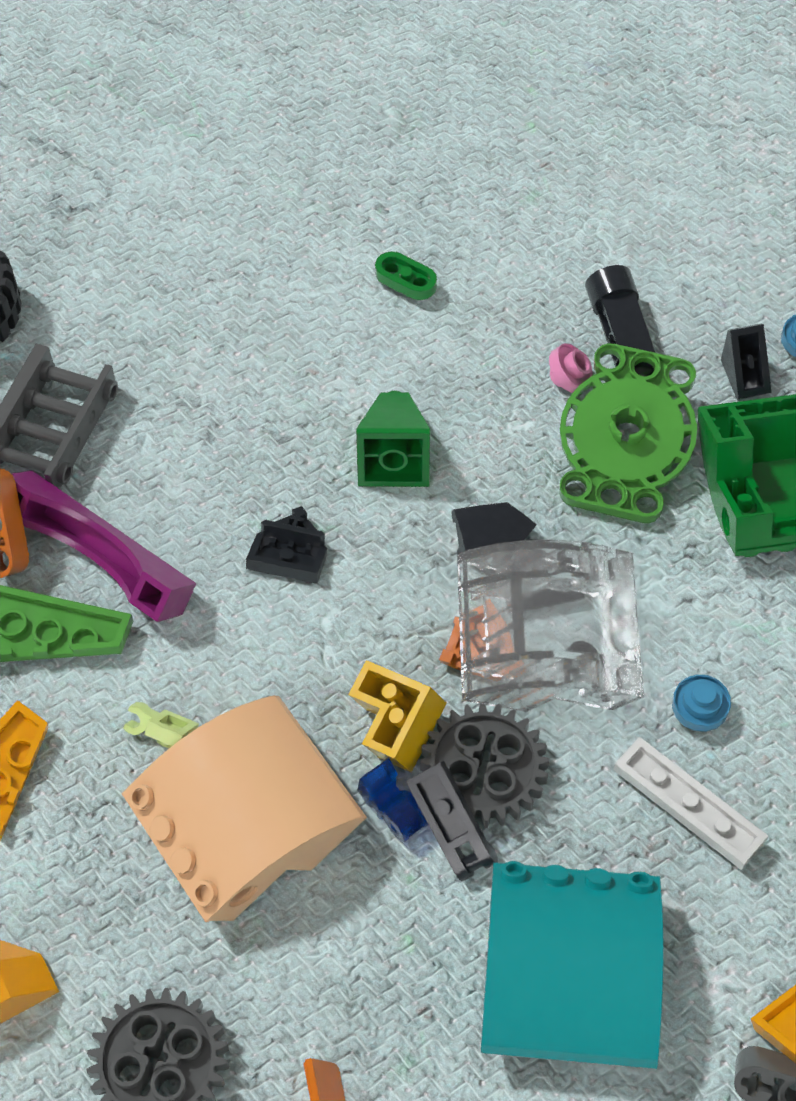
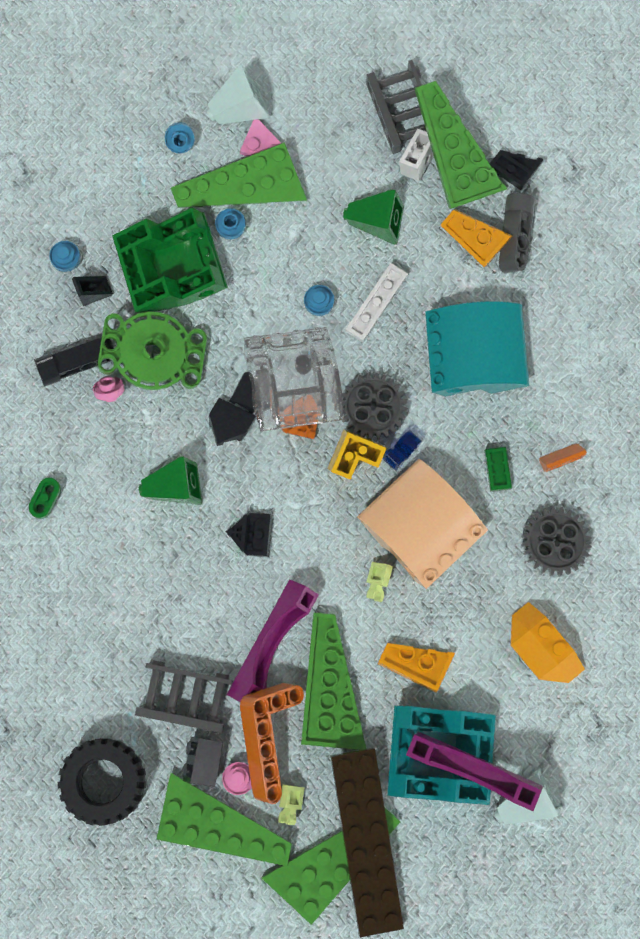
camera: 100 degrees left, 20 degrees up
(325, 973) = (498, 469): none -> green plate
(451, 820) = (411, 416): plate -> none

